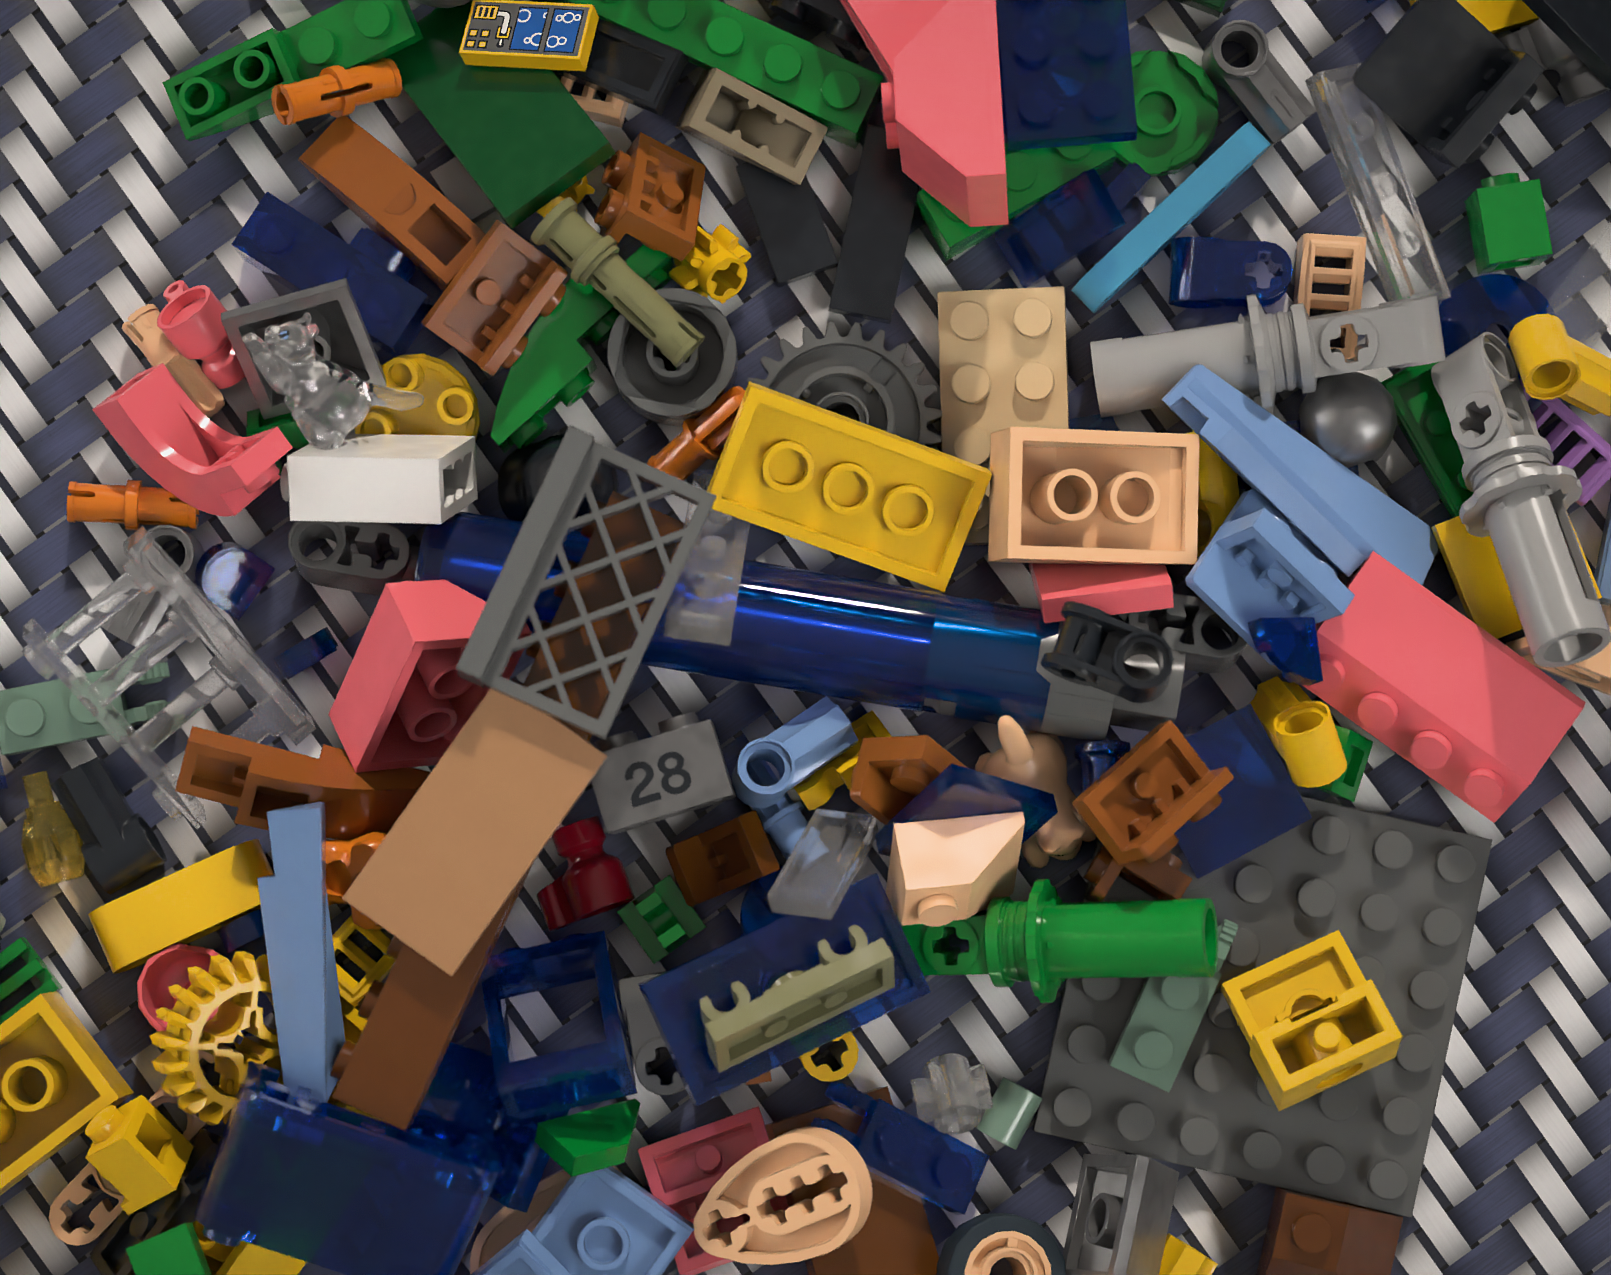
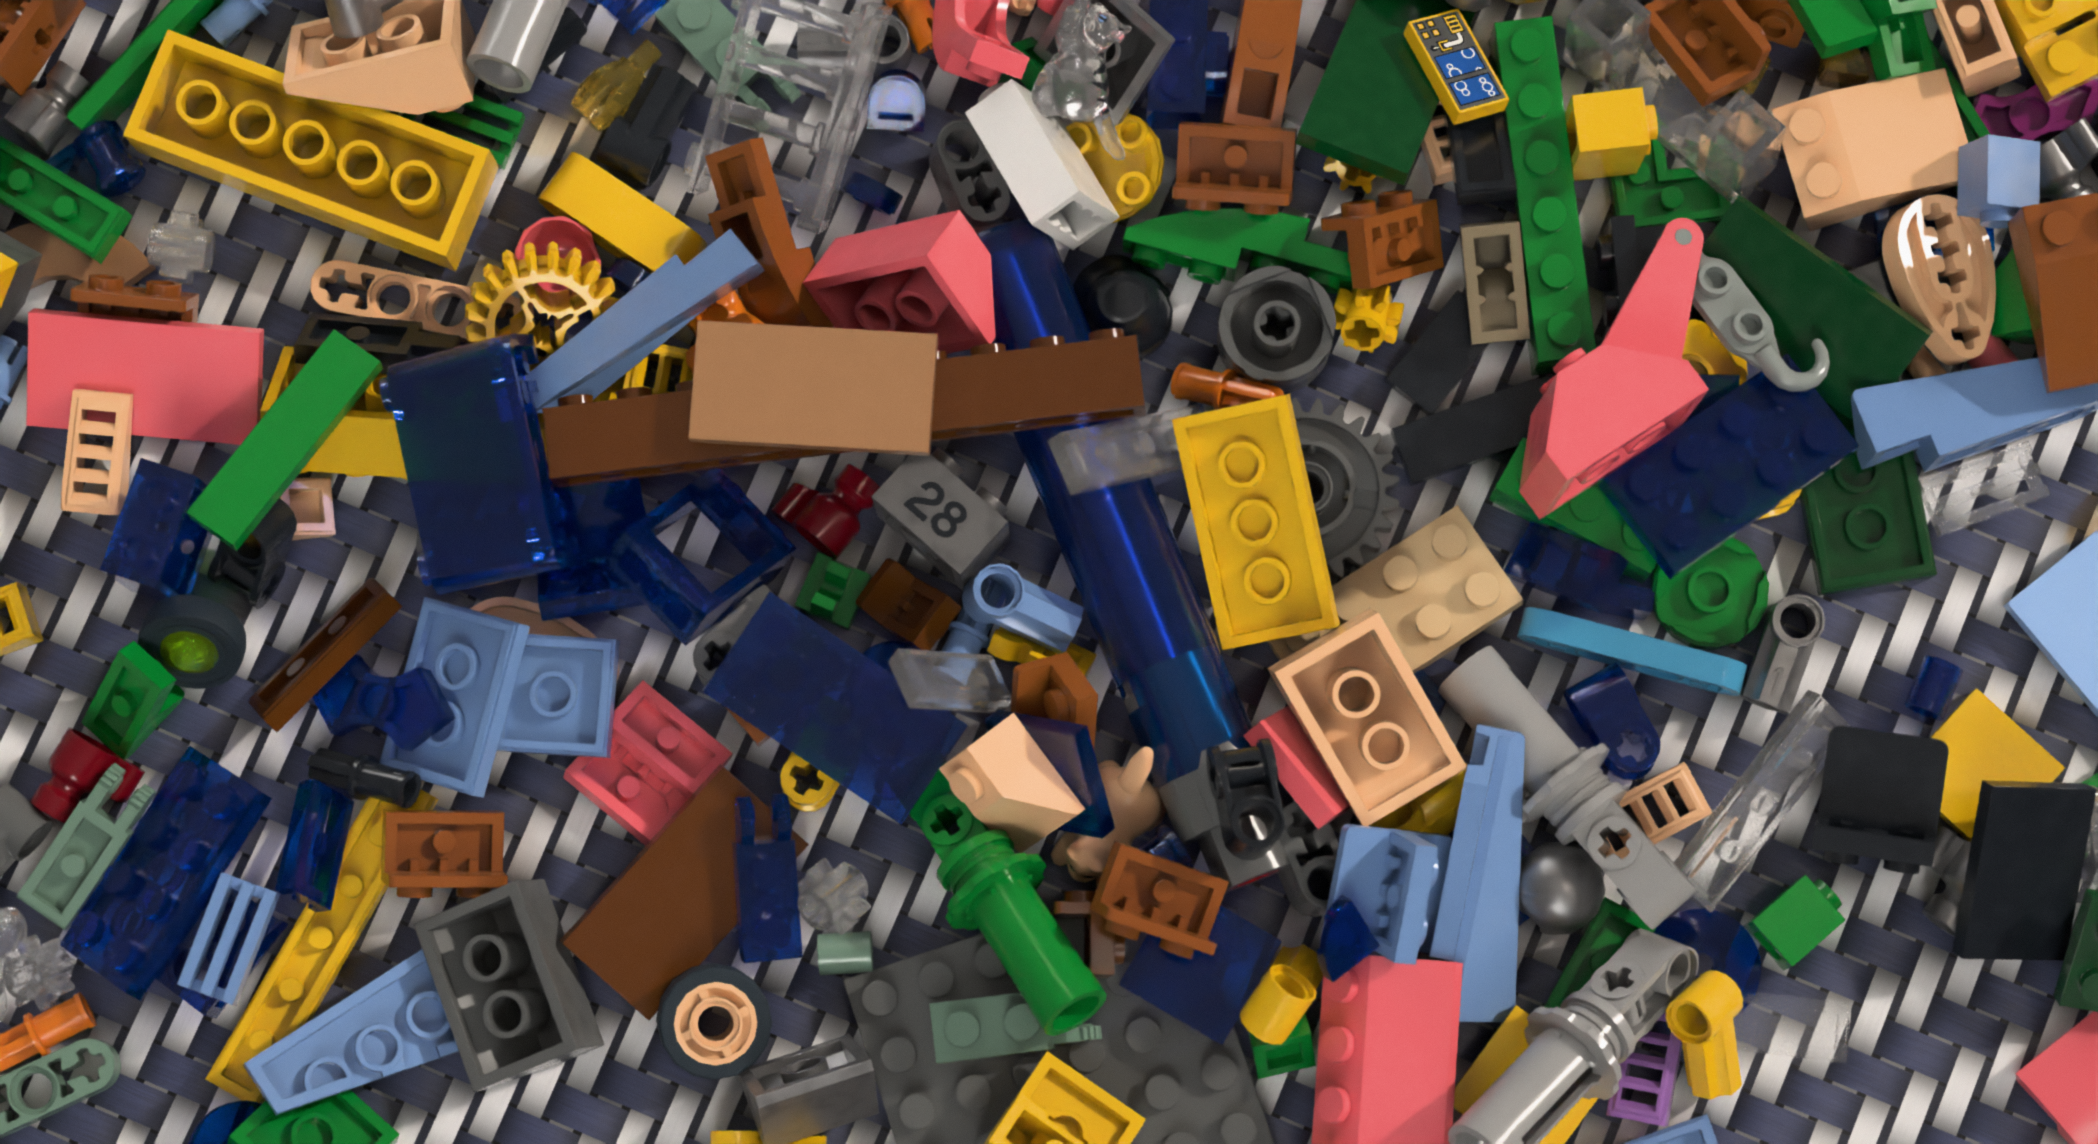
camera: 60 degrees right, 5 degrees down
(137, 1152) = (412, 295): yellow brick -> none
(533, 557) = (1041, 304): dark grey fence -> none
(590, 1138) = (629, 633): green tile -> none
(597, 263) = (1308, 223): olive pin -> none
(777, 1169) = (656, 836): light nougat piece -> none
(798, 1000) = (830, 719): olive plate -> none

